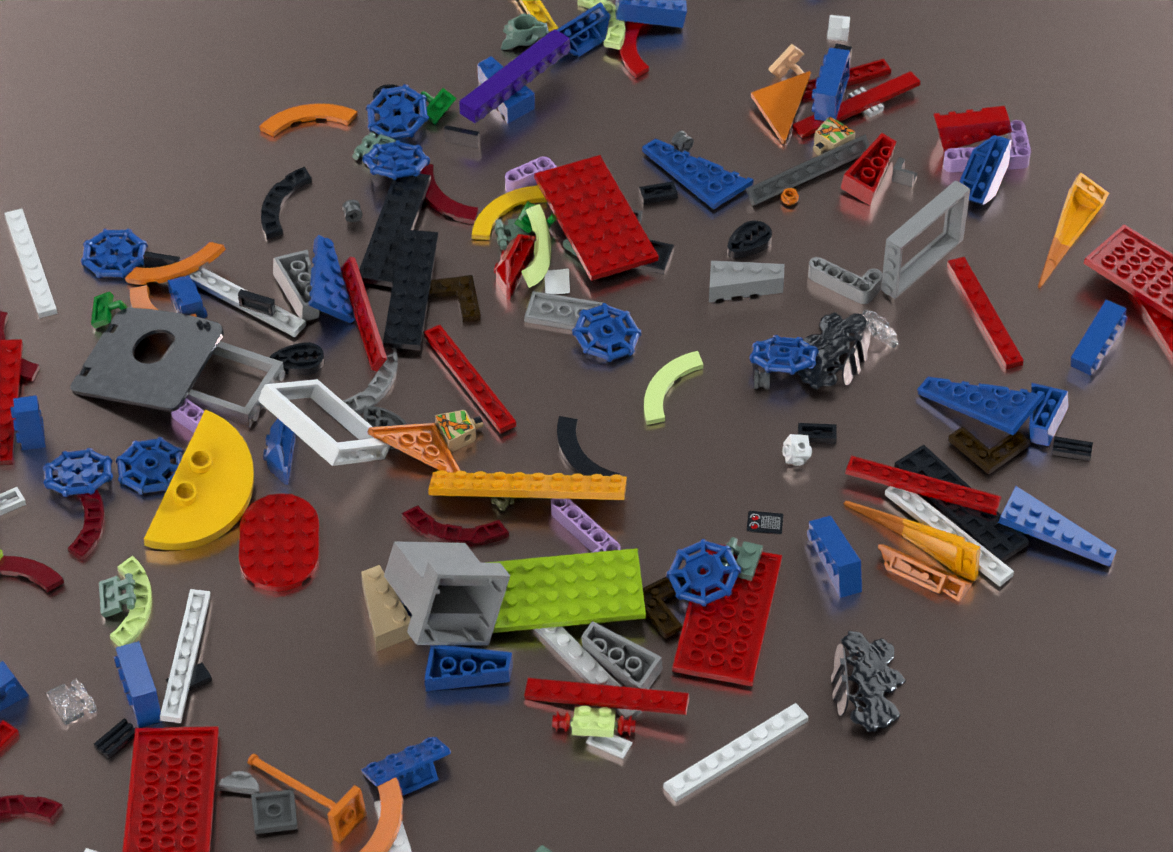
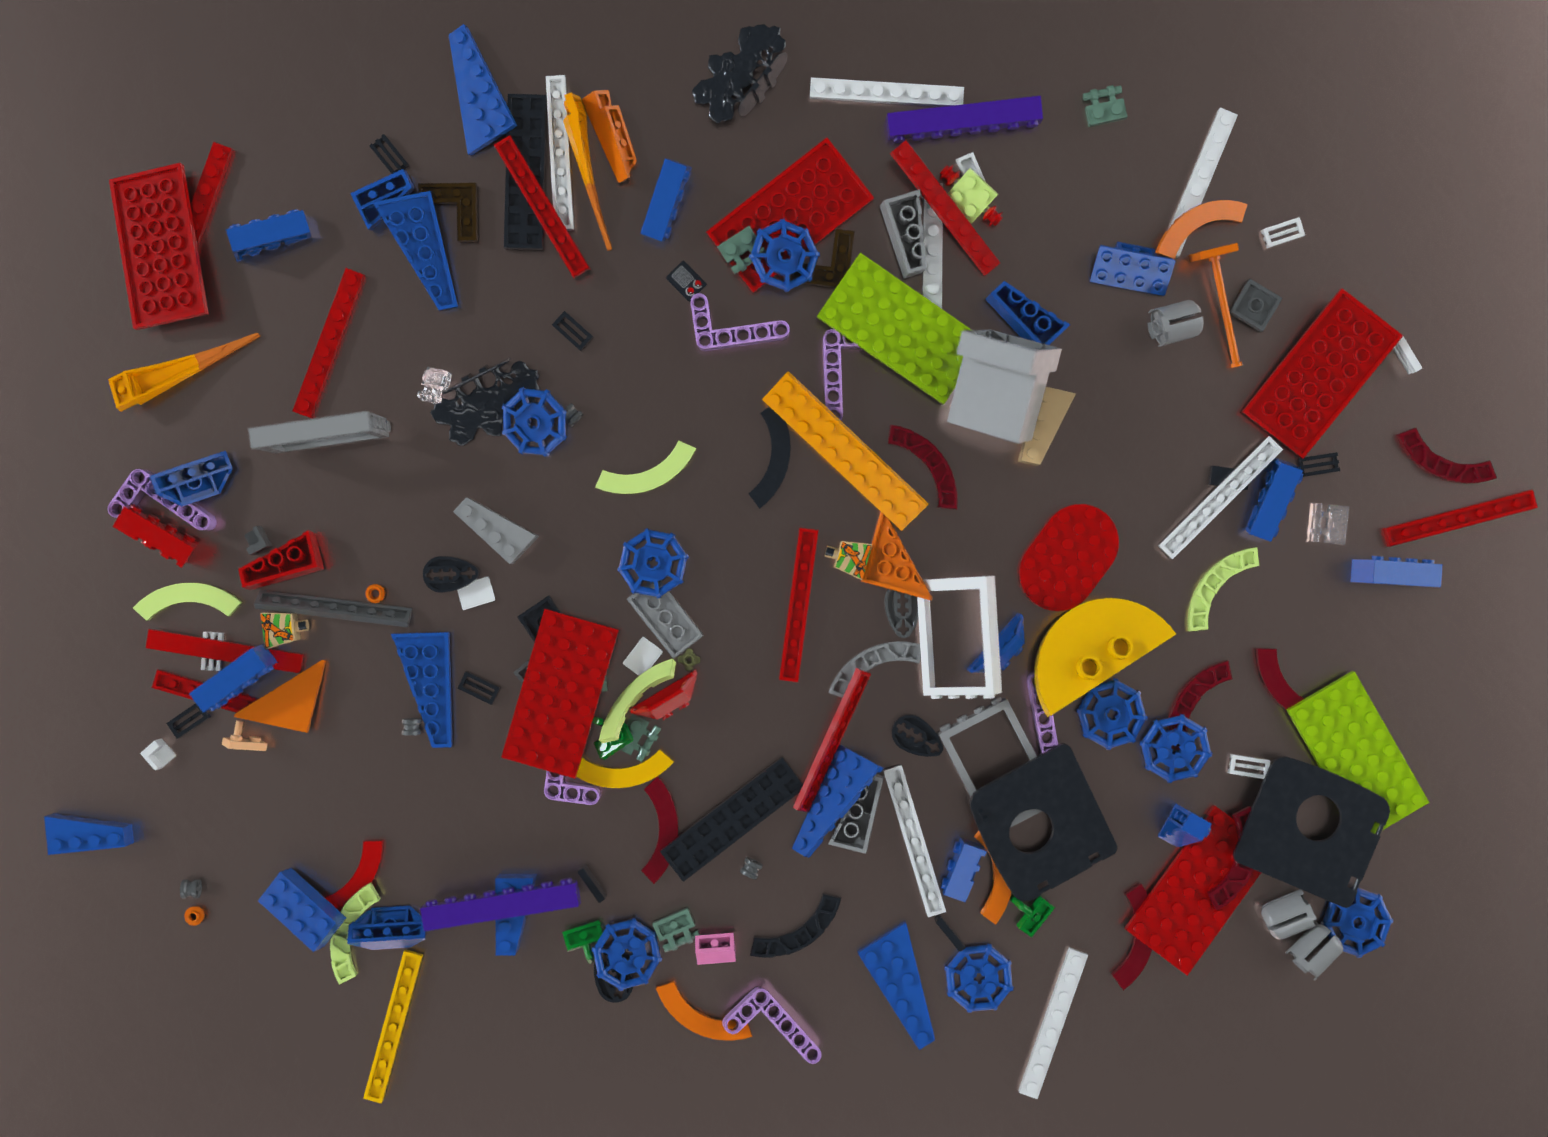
camera: 140 degrees left, 40 degrees up
(111, 597) = (1233, 602): sand green plate -> none
(162, 274) = (946, 909): orange tile -> none
(177, 219) = (896, 973): none -> blue wing
(239, 782) = (1260, 350): light grey plate -> none
(250, 140) = (777, 1020): none -> lavender beam
(256, 302) = (913, 816): black tile -> none
(334, 151) = (715, 948): none -> bright pink brick
(334, 746) = (1163, 316): none -> light grey cylinder
(396, 160) = (668, 899): blue plate -> none
(410, 289) = (773, 735): black plate -> none
(464, 289) = (725, 711): dark brown plate -> none
(520, 298) = (689, 654): none -> olive plate
(522, 32) = (439, 968): sand green piece -> none
(652, 773) = (964, 118): none -> dark purple brick
(690, 504) = (732, 332): none -> lavender beam
(717, 242) = (476, 593): none -> white sticker
(797, 449) = (607, 319): white brick -> none
(845, 282) = (412, 467): light grey beam -> none
(918, 120) = (187, 592): none -> yellowish green tile

